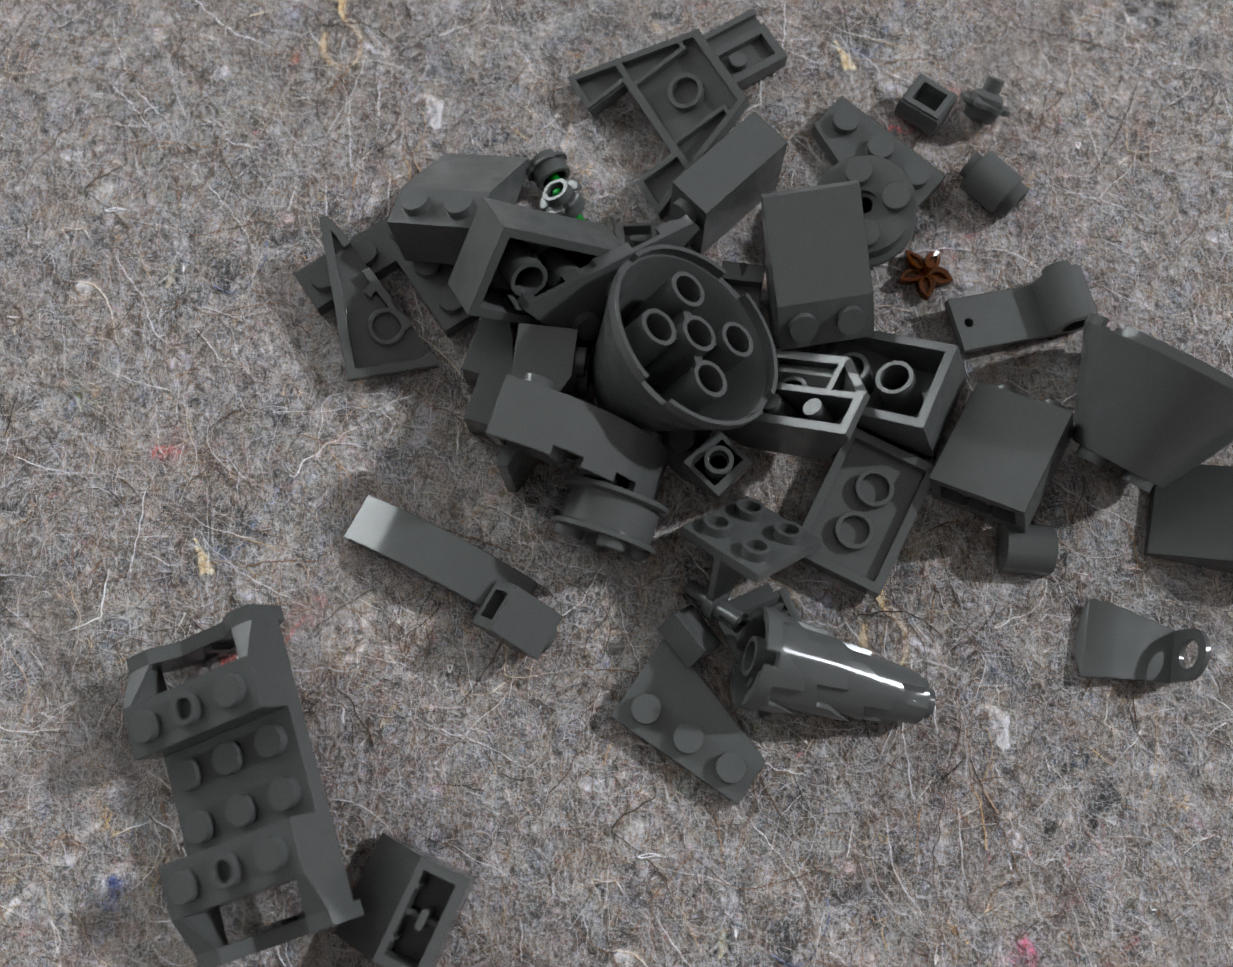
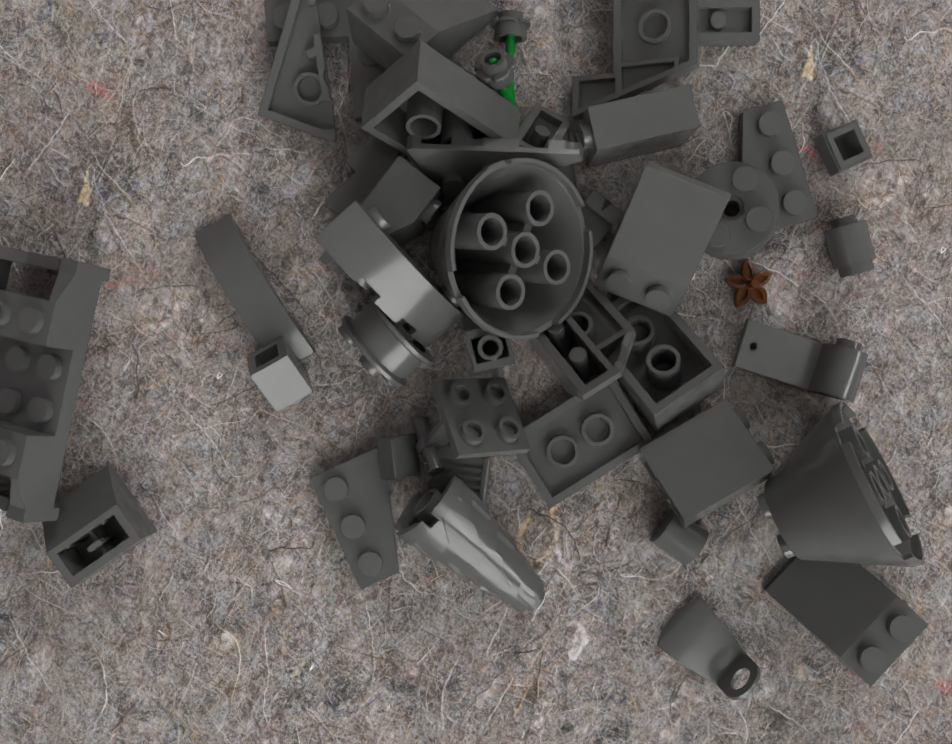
camera: 30 degrees right, 15 degrees up
(985, 103) = (890, 175): dark grey plant -> none

